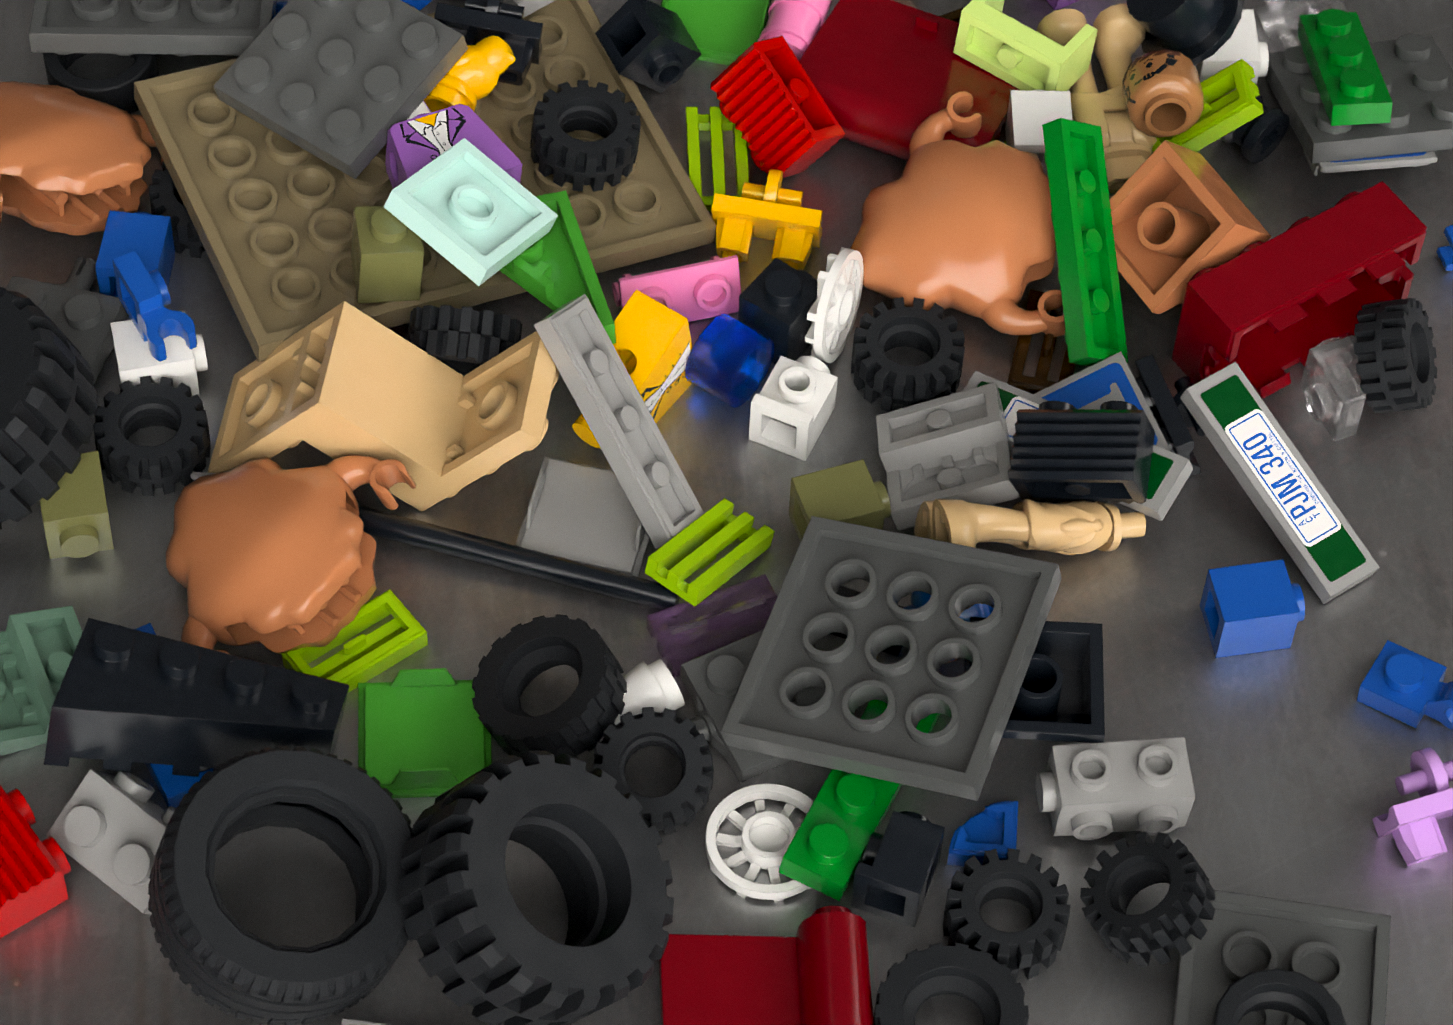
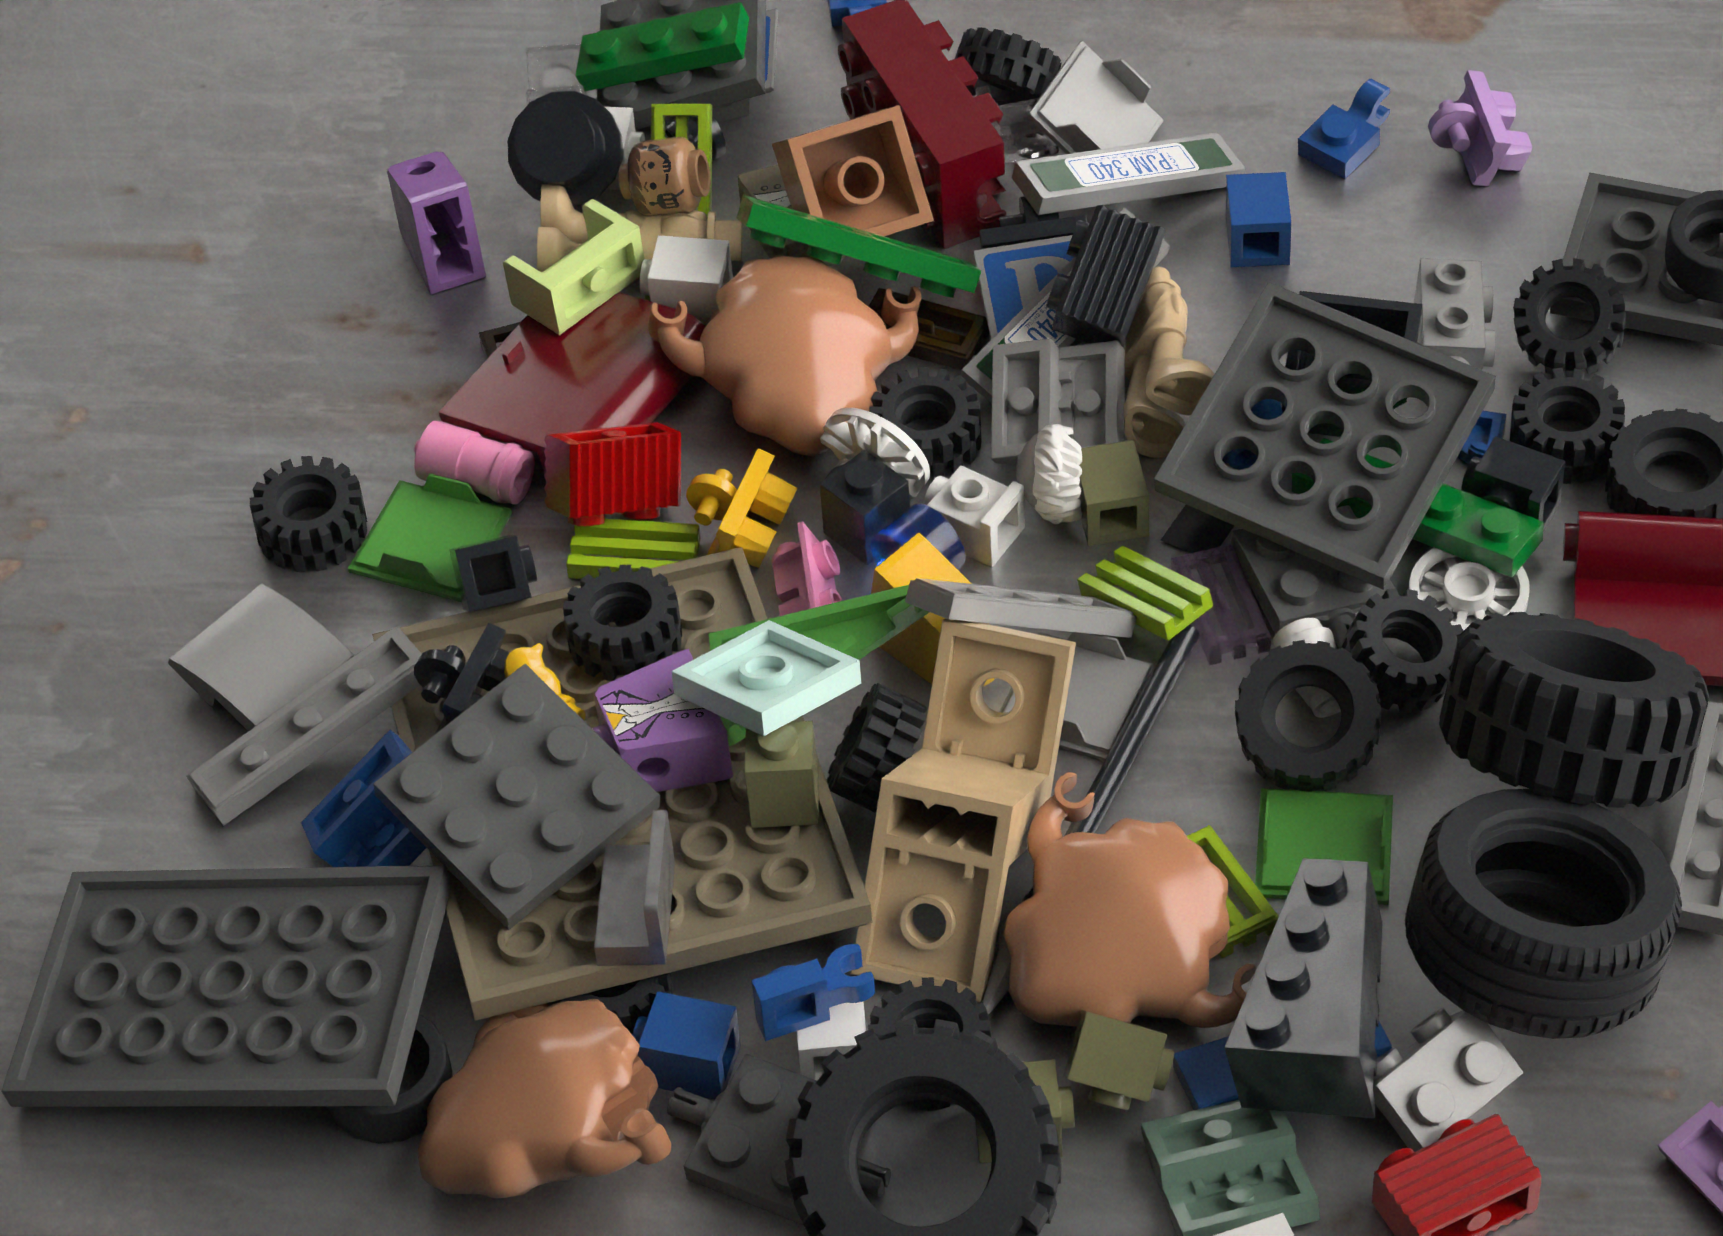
camera: 75 degrees left, 5 degrees down
(122, 564) = (1118, 1060): none -> olive brick
(242, 175) = (636, 900): none -> flat silver panel
(835, 442) = (1052, 473): none -> white hair
(1365, 445) = (1095, 105): none -> piece

